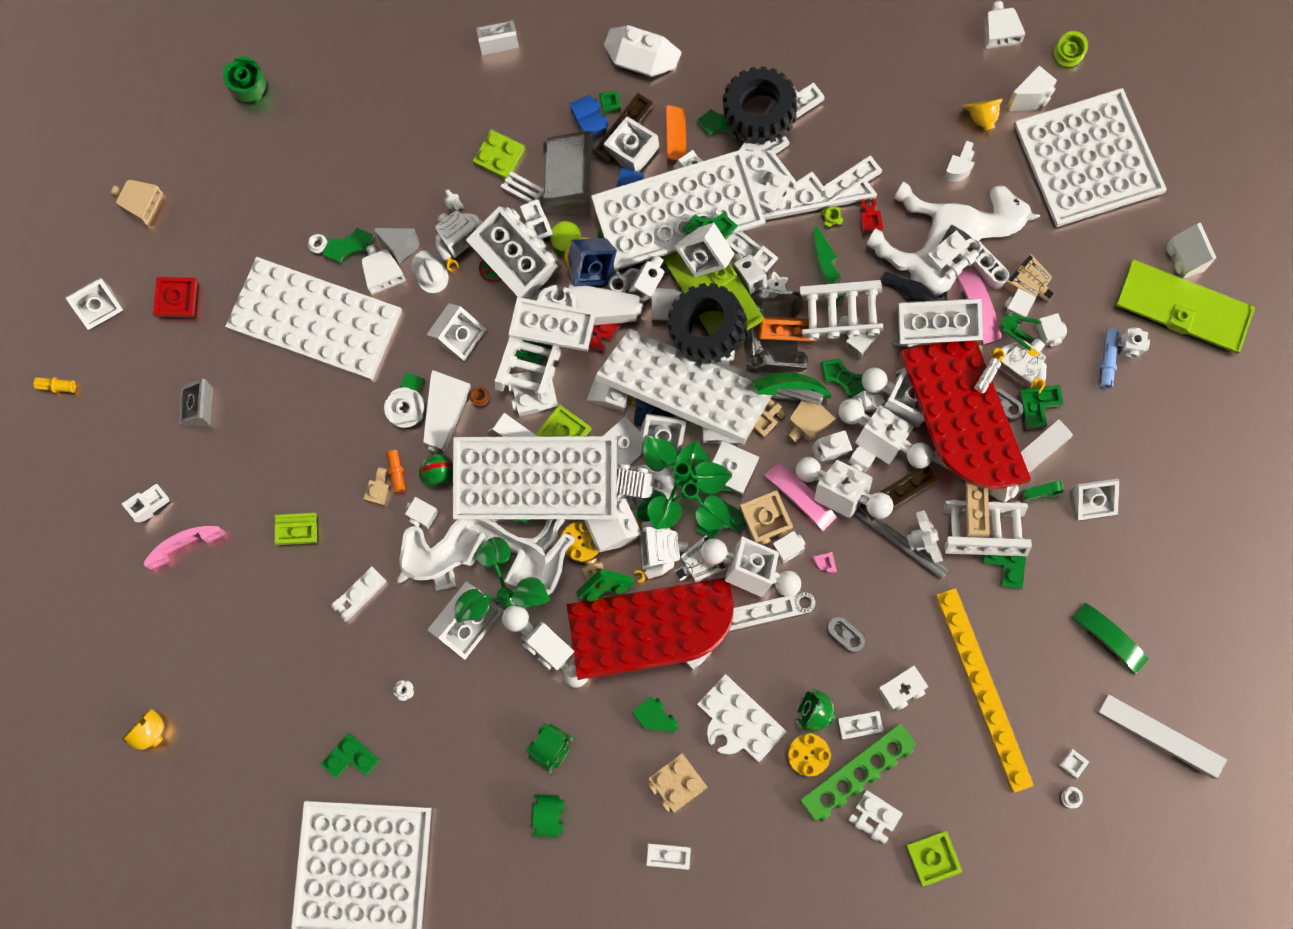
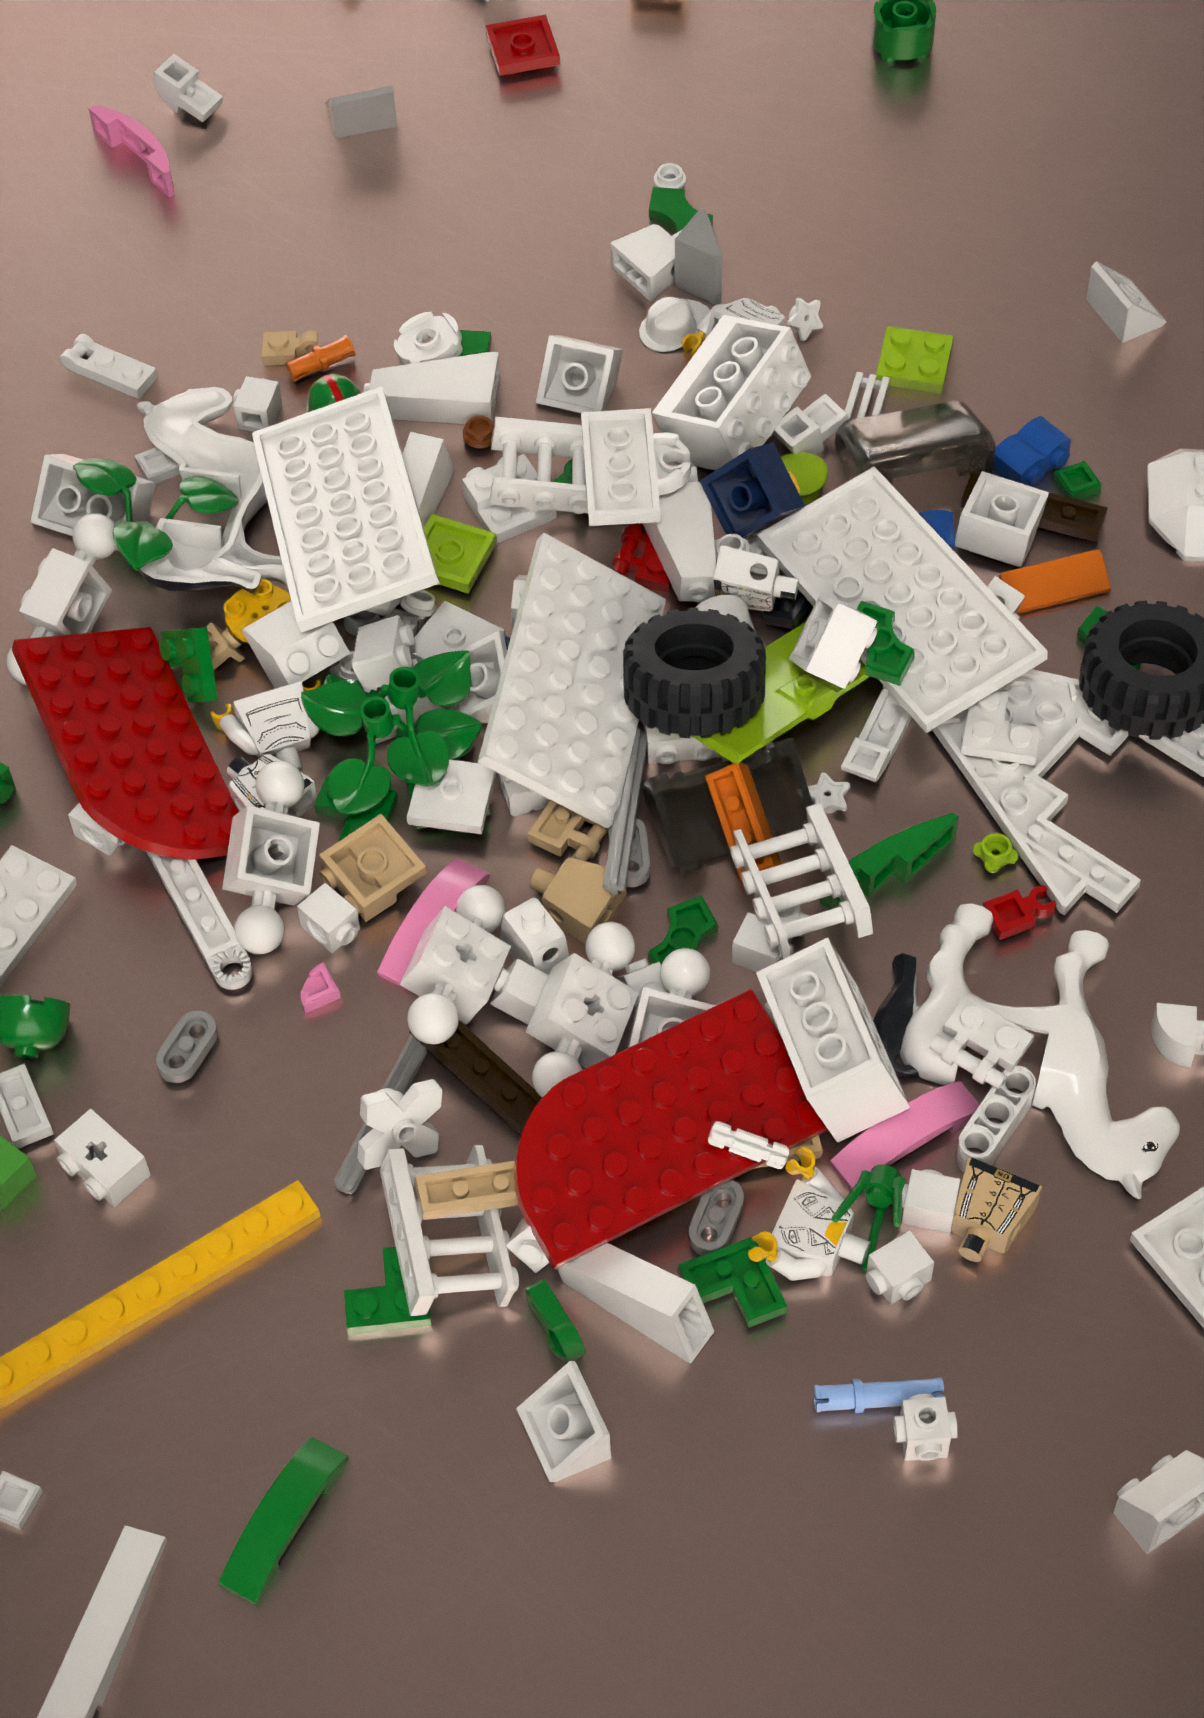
camera: 75 degrees right, 20 degrees down
(295, 529) = (193, 266): lime plate -> none
(314, 318) = (544, 209): white plate -> none
(749, 272) = (824, 738): white torso -> none
(770, 383) = (637, 840): green slope -> none
(1185, 306) = (1048, 1528): lime door -> none

